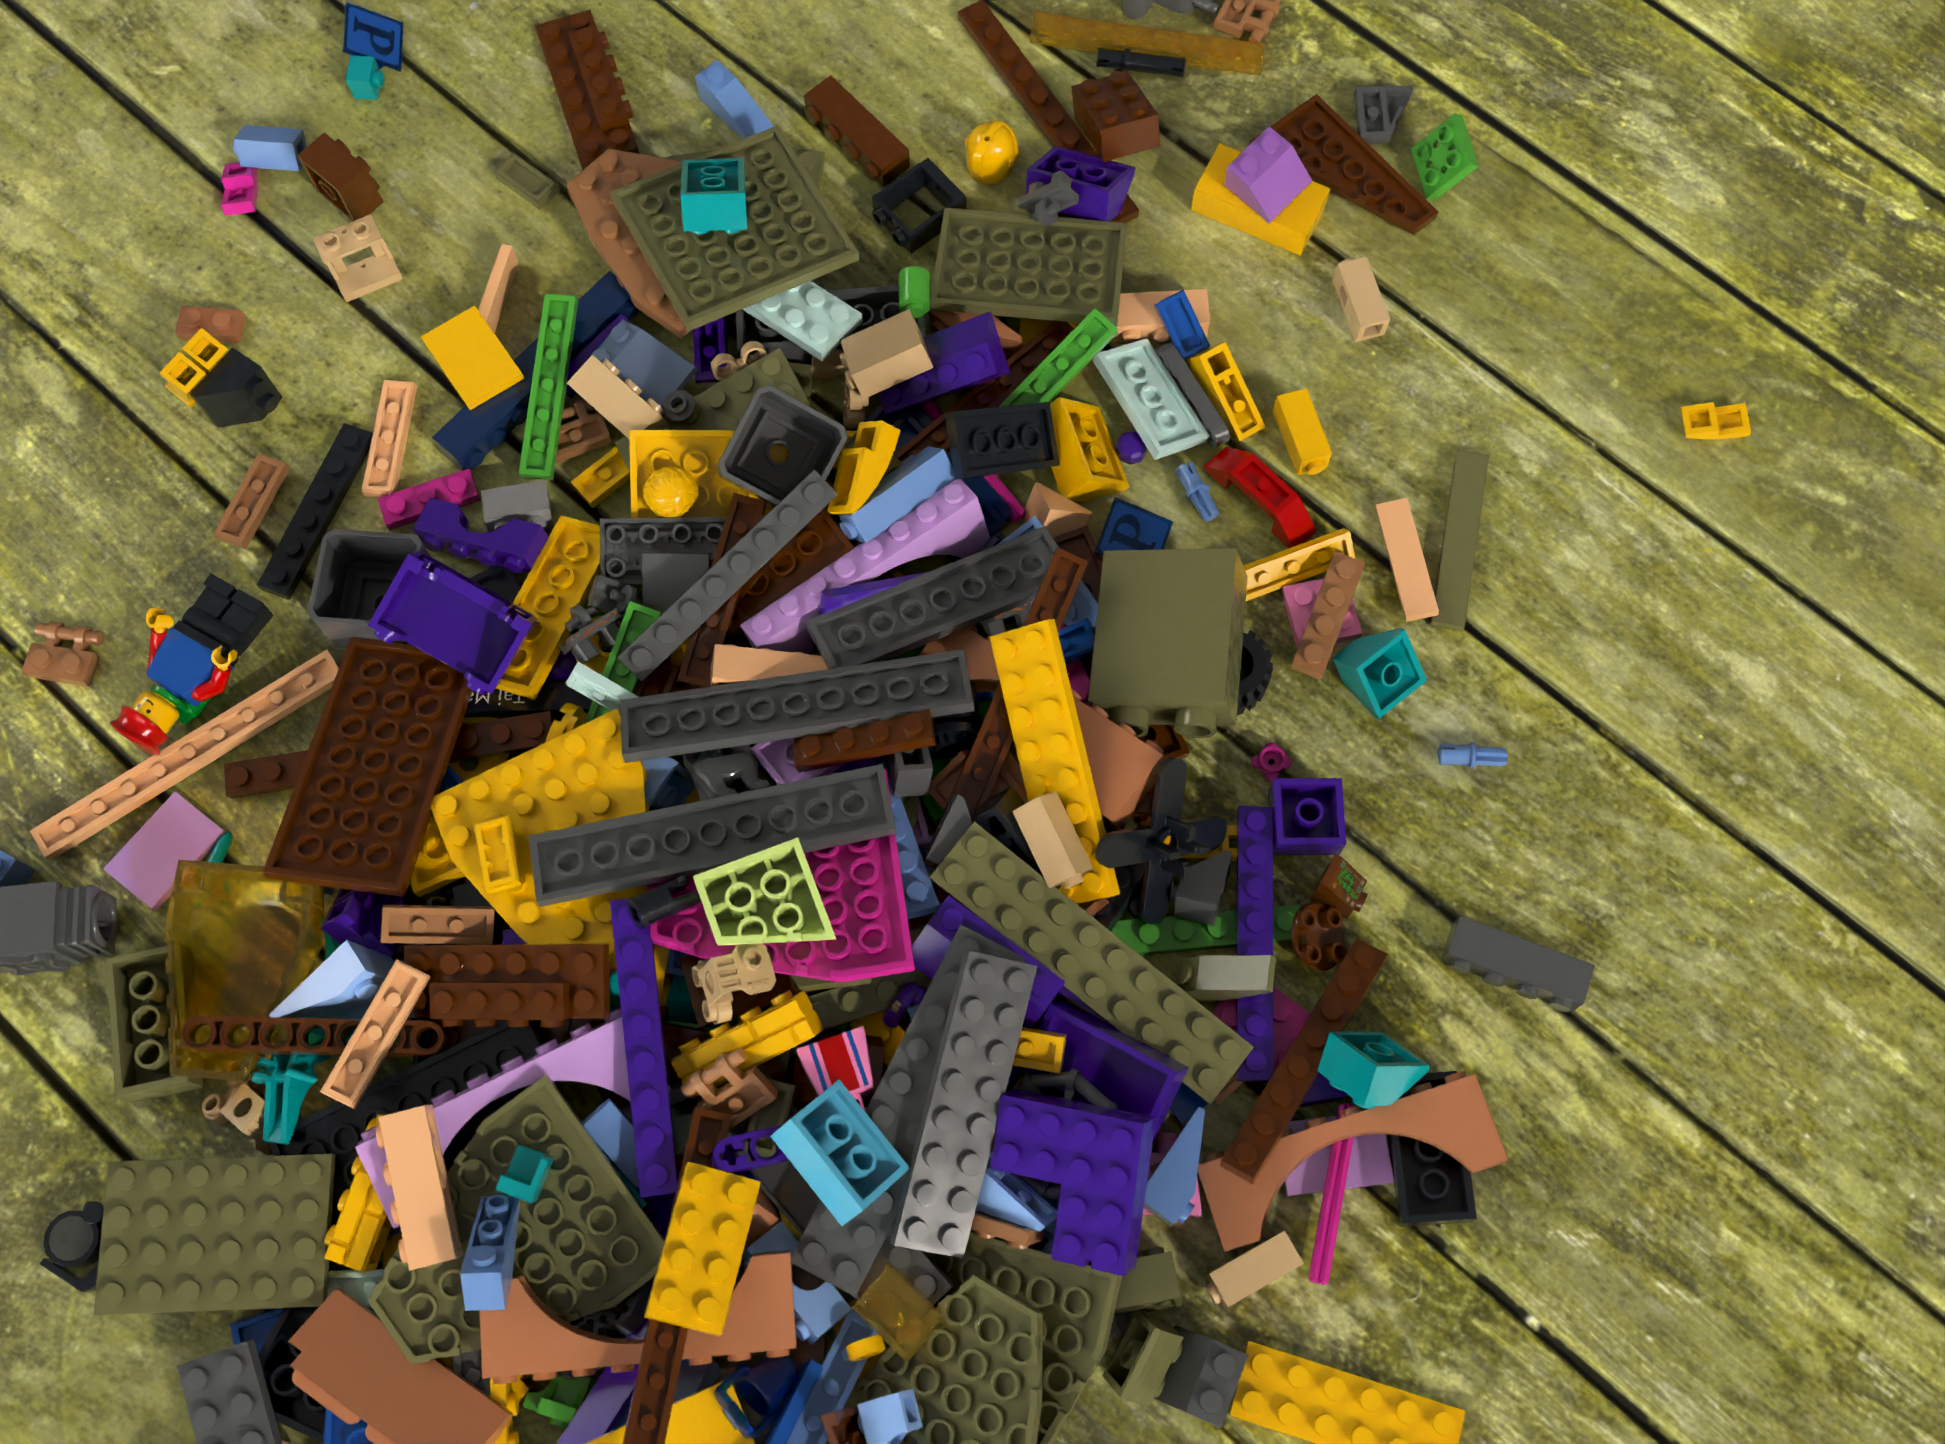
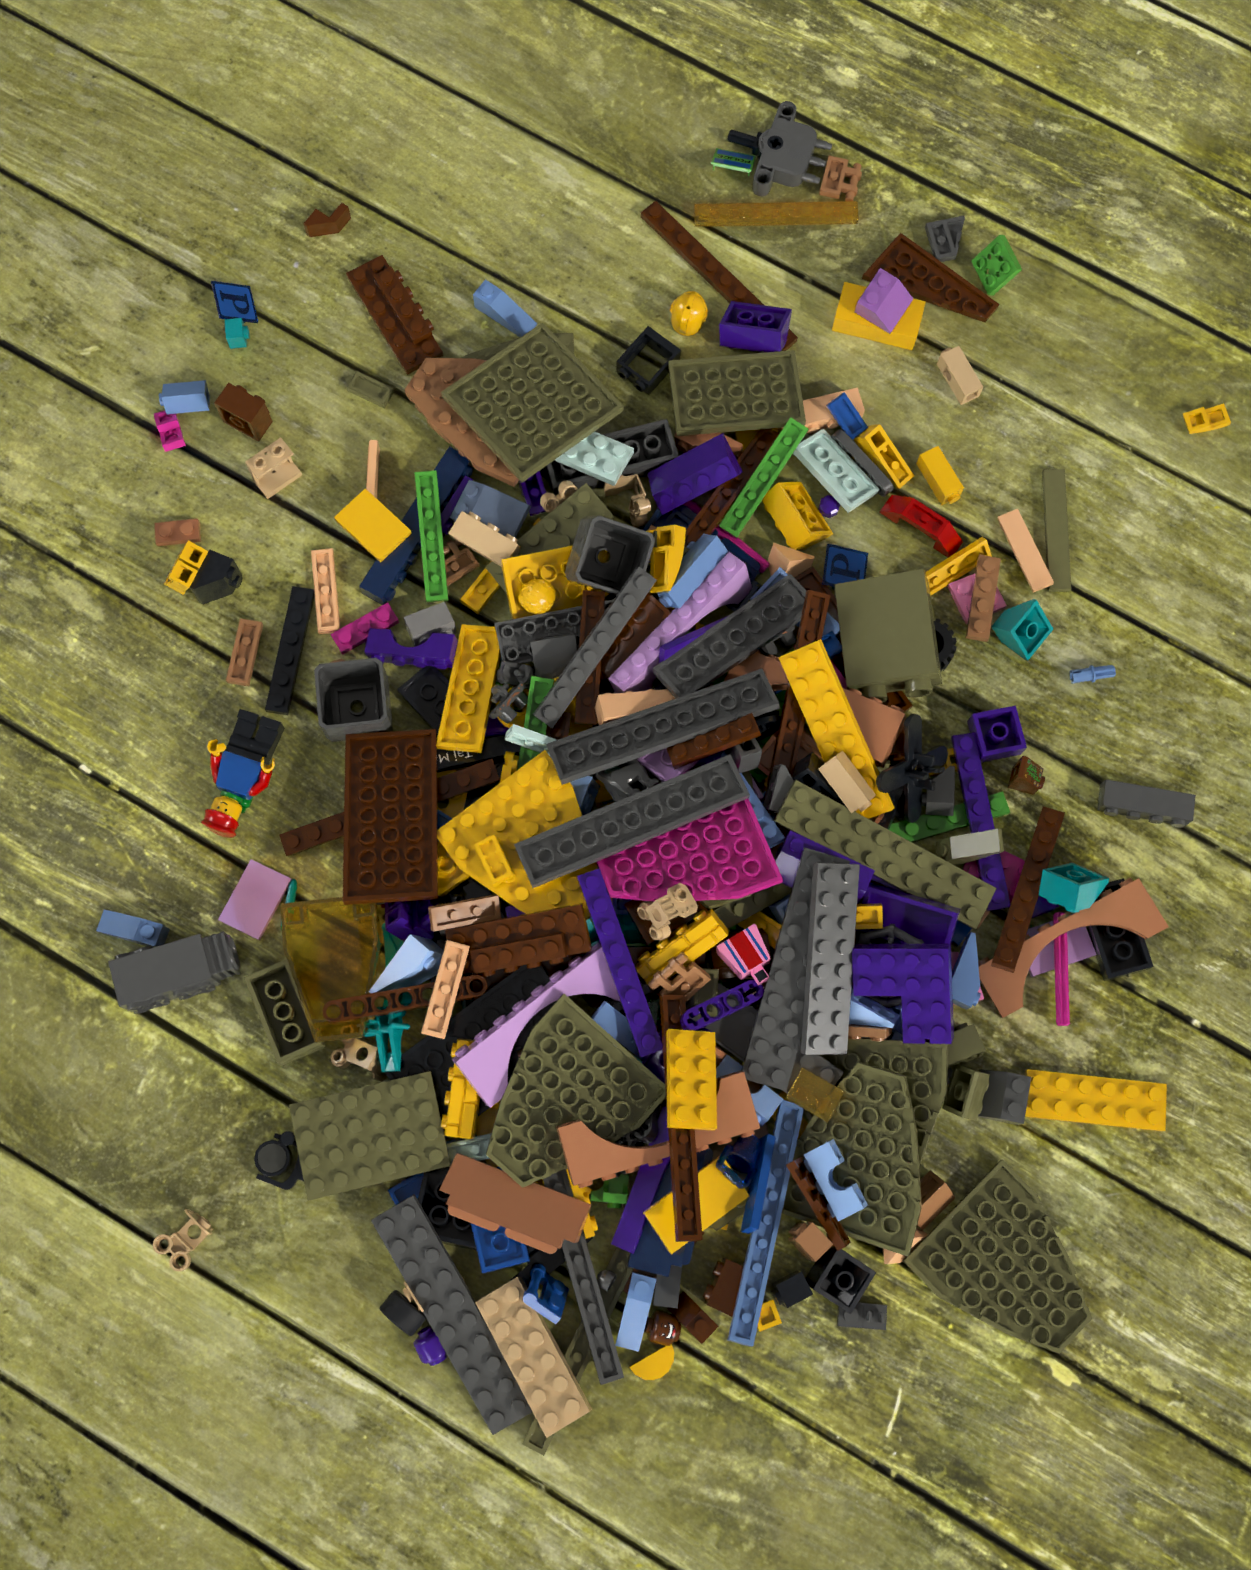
camera: 15 degrees left, 5 degrees up
(62, 664) = (145, 788): medium nougat plate -> none
(185, 756) = (252, 833): light nougat plate -> none
(419, 1186) = (505, 1078): light nougat brick -> none
(452, 620) = (420, 712): dark purple windscreen -> none
(490, 1254) = (562, 1108): medium blue slope -> none
(526, 1174) = (568, 1056): teal panel -> none
(658, 902) = (611, 871): black hinge -> none
(685, 412) = (532, 539): dark grey plate -> none
(713, 195) = (516, 382): teal slope -> none
(764, 899) = (681, 856): yellowish green wedge -> none
(840, 1152) = (761, 1004): medium azure slope -> none
(856, 131) = (592, 314): reddish brown brick -> none
(865, 1348) = (799, 1120): yellow tile -> none
(885, 354) = (657, 474): tan brick -> none
(902, 1001) = (772, 903): dark purple arm -> none
(914, 290) = (665, 426): bright green brick -> none
(1001, 440) = (750, 520): black plate -> none
(1046, 200) = (739, 345): dark grey hips -> none
(1115, 116) = (769, 273): reddish brown brick -> none
(1140, 62) = (775, 229): black pin -> none
(1197, 491) = (879, 529): medium blue axle -> none
(1252, 1270) = (1021, 1026): tan brick -> none
(1271, 752) = (971, 700): dark pink plate -> none
(1318, 936) = (1019, 809): reddish brown dish -> none

